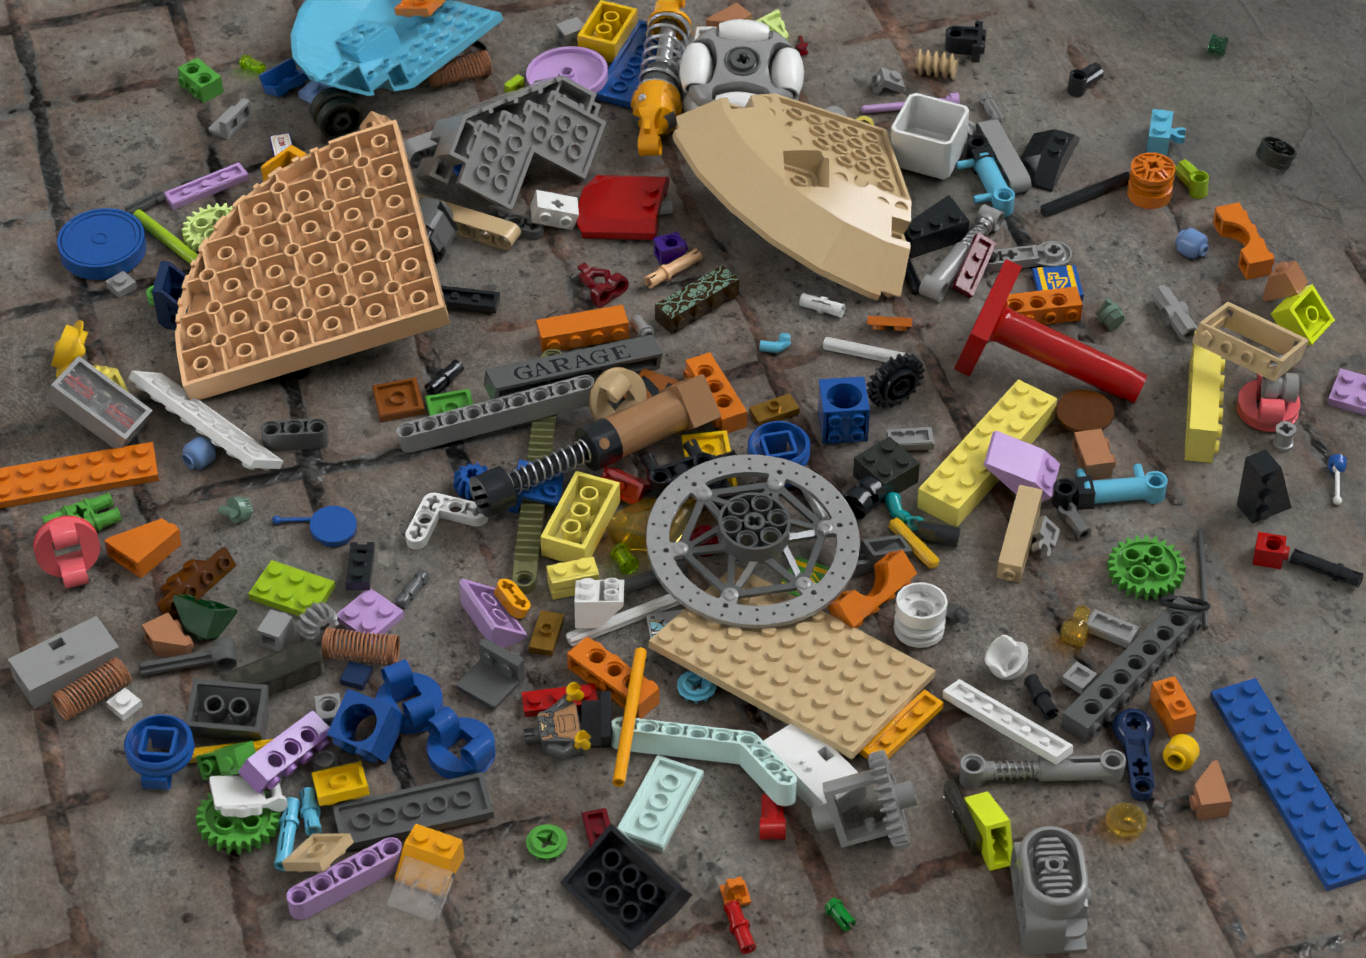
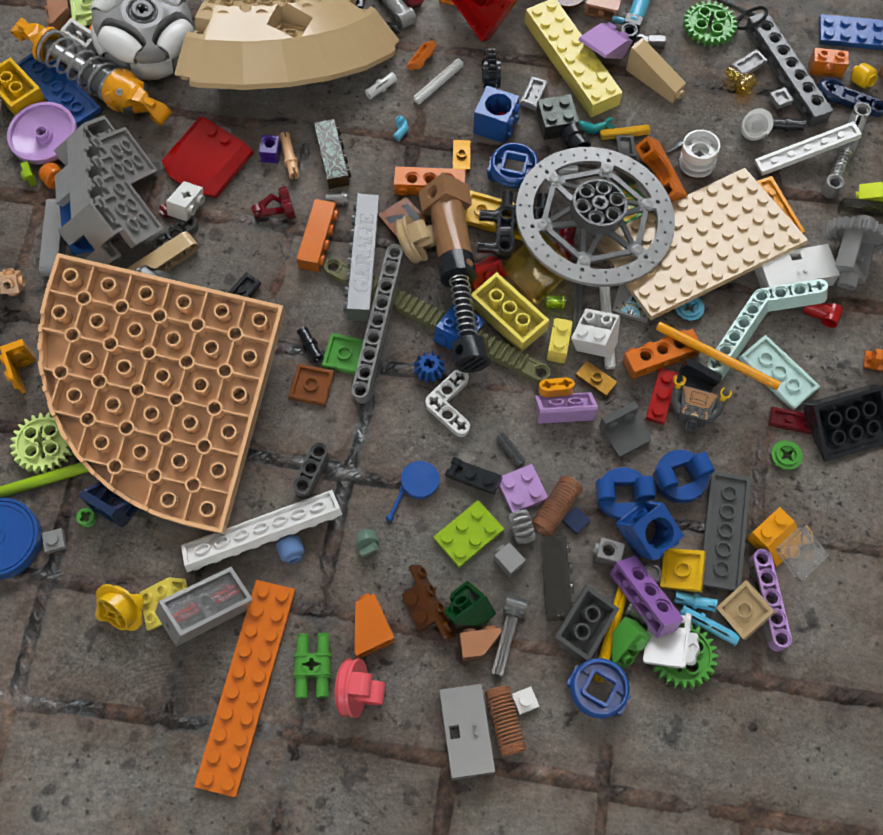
camera: 65 degrees left, 20 degrees up
(938, 533) = (627, 113): black hinge -> none

